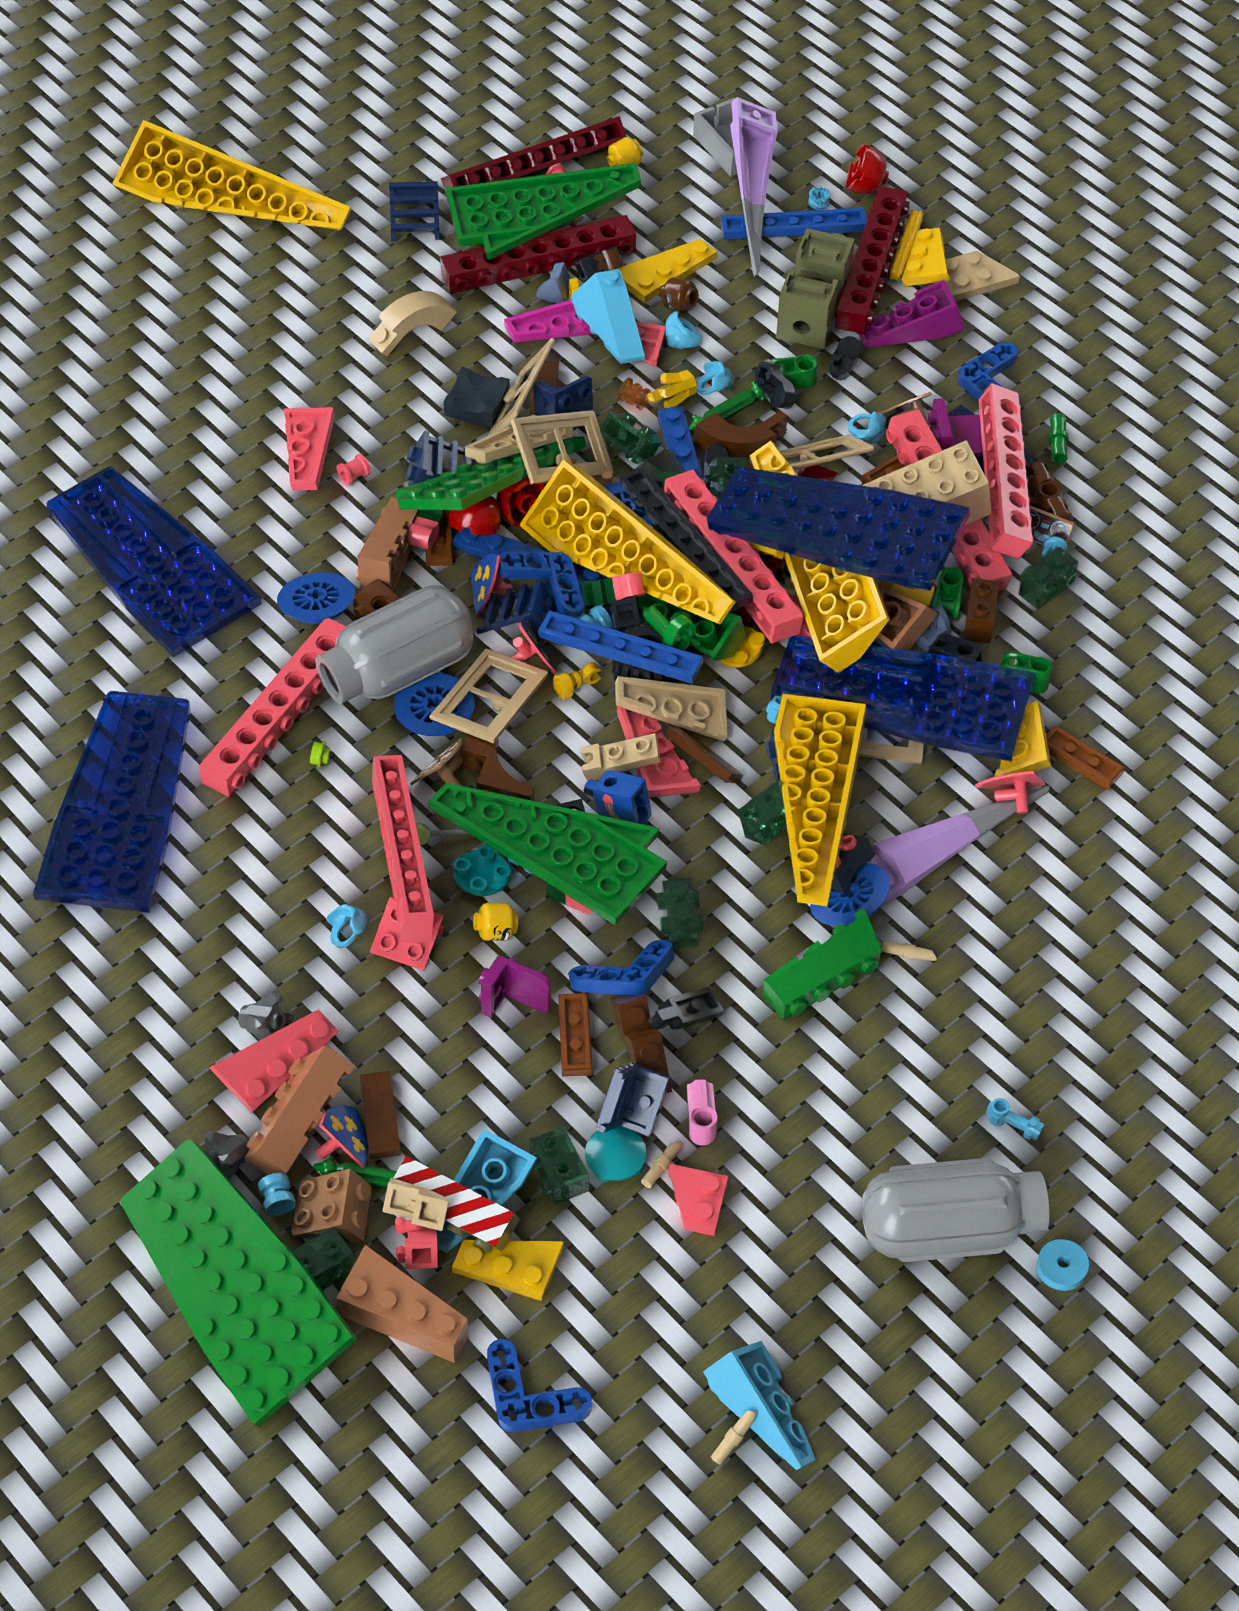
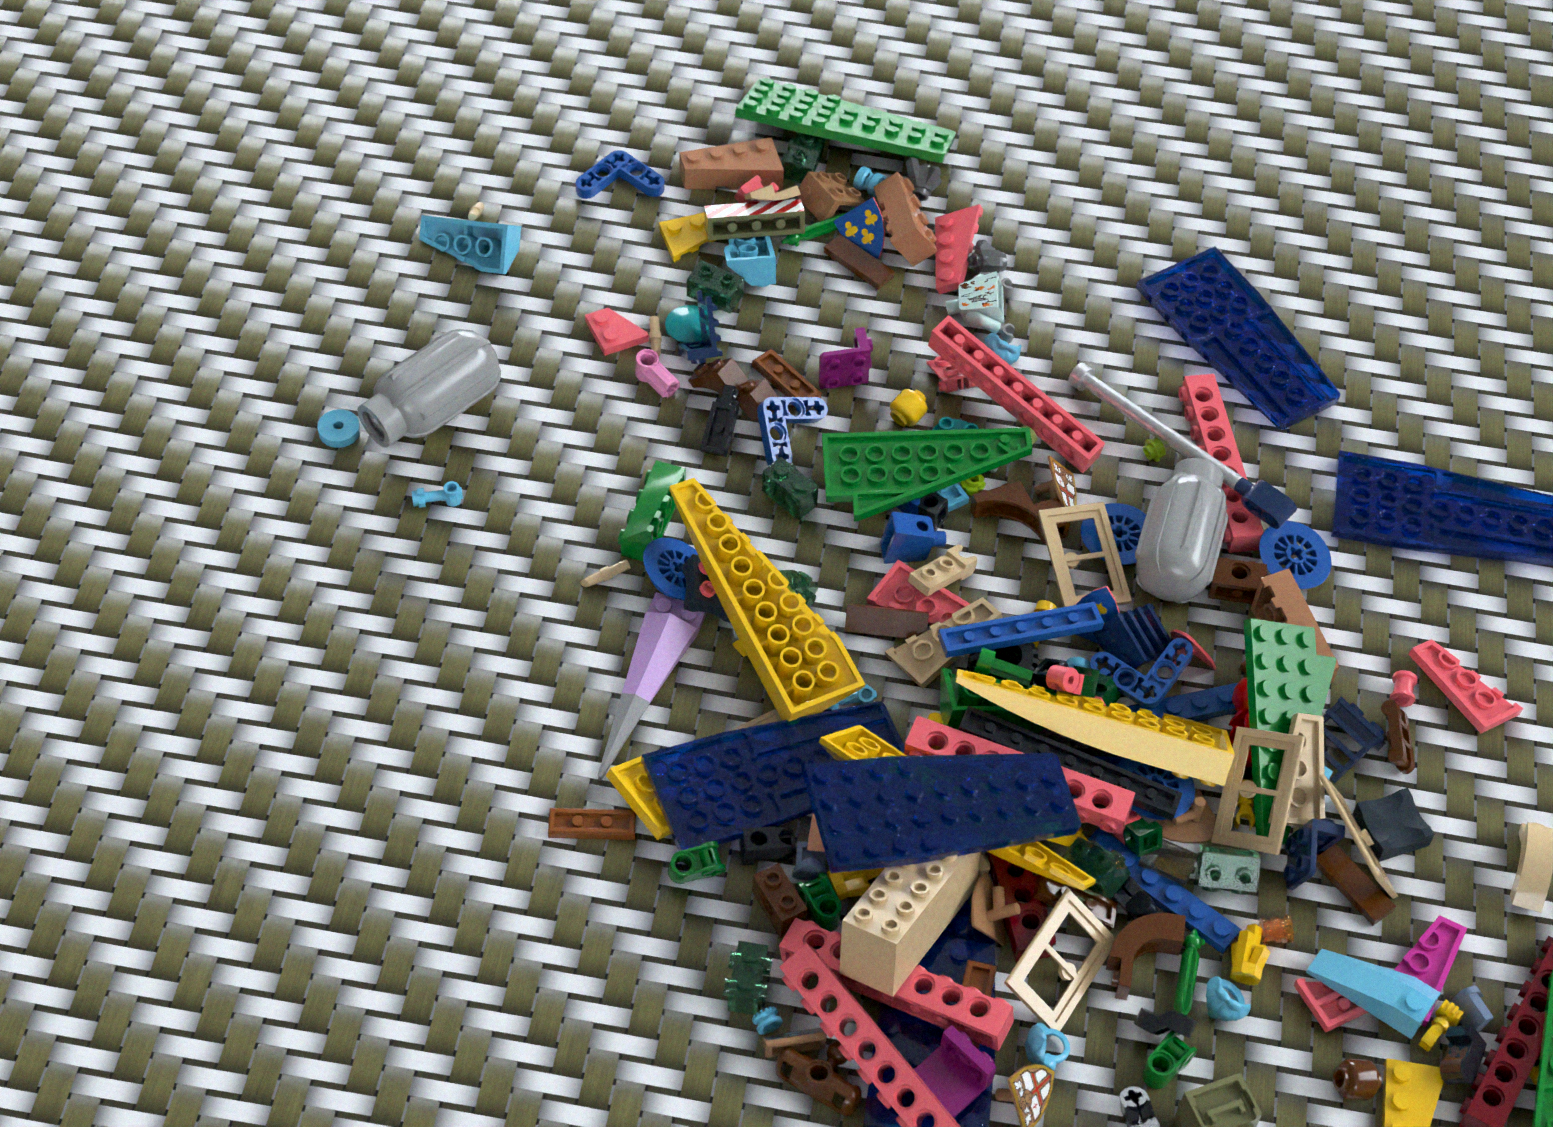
camera: 140 degrees right, 0 degrees up
(305, 632) = (1259, 499): none -> flat silver piece
(317, 976) = (983, 304): none -> light aqua torso
(401, 441) = (1399, 737): none -> reddish brown plate
(681, 333) = (1293, 1035): medium azure piece -> none
(1015, 787) = (625, 741): coral shield -> none

